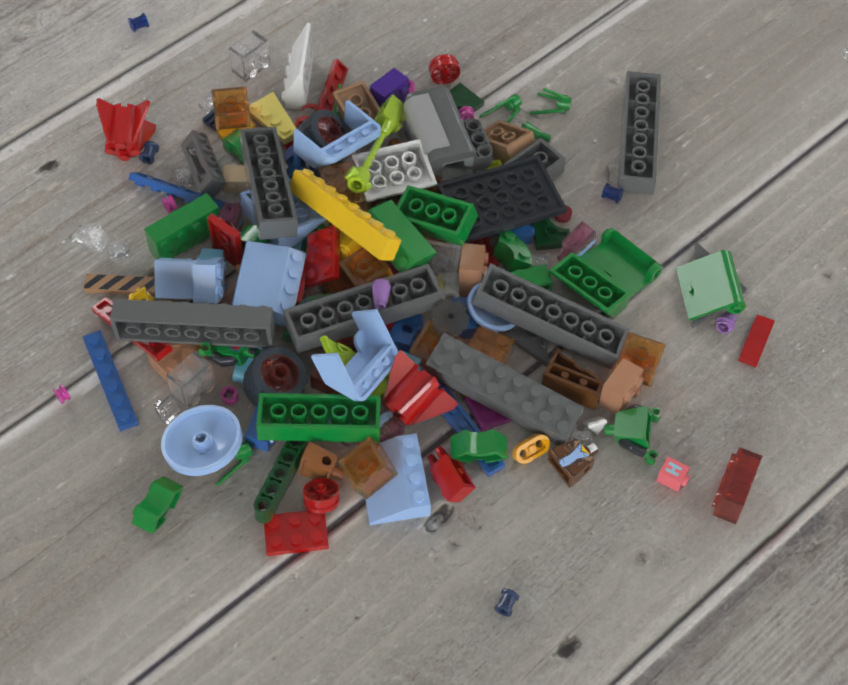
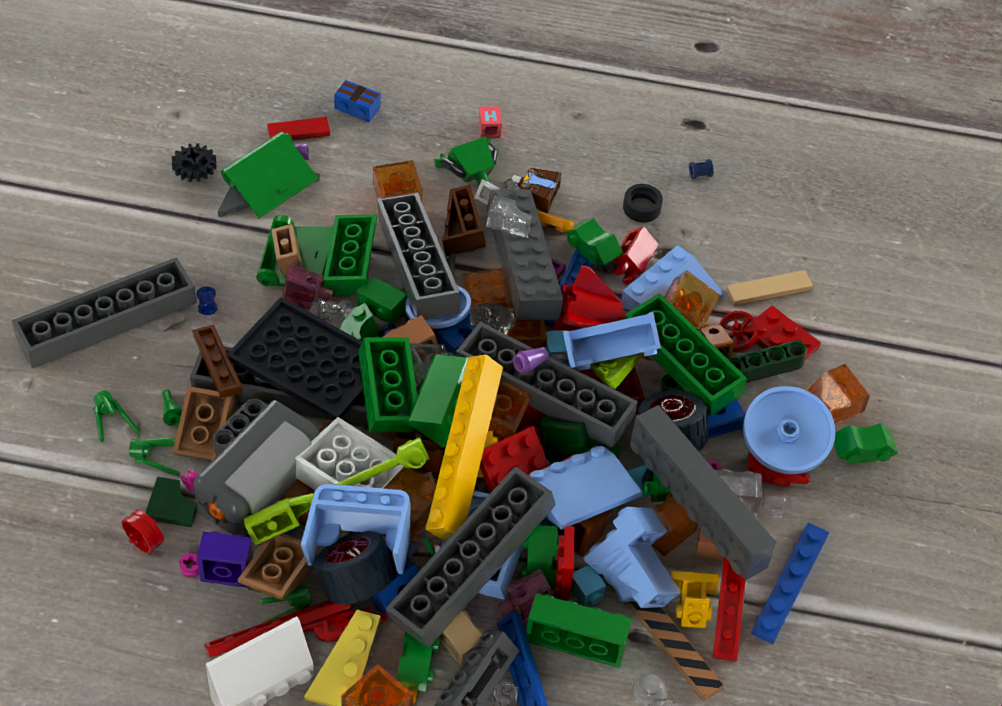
camera: 130 degrees left, 5 degrees down
(61, 393) = (846, 606): dark pink bush -> none
(169, 204) = (551, 683): dark pink bush -> none
(210, 524) = (840, 393): none -> clear orange slope
(347, 562) = (769, 287): none -> tan tile
(503, 514) = (642, 214): none -> black tyre
(536, 378) = (507, 217): none -> clear arch
(547, 154) = (216, 361): none -> reddish brown tile
(551, 248) = (323, 309): none -> clear wheel
(618, 249) = (286, 248): none -> medium nougat brick
(621, 387) = (438, 178): nougat brick -> none
(736, 485) = (468, 73): clear red brick -> none
(759, 252) = (194, 162): none -> black gear
(761, 393) = (357, 100): none -> blue brick

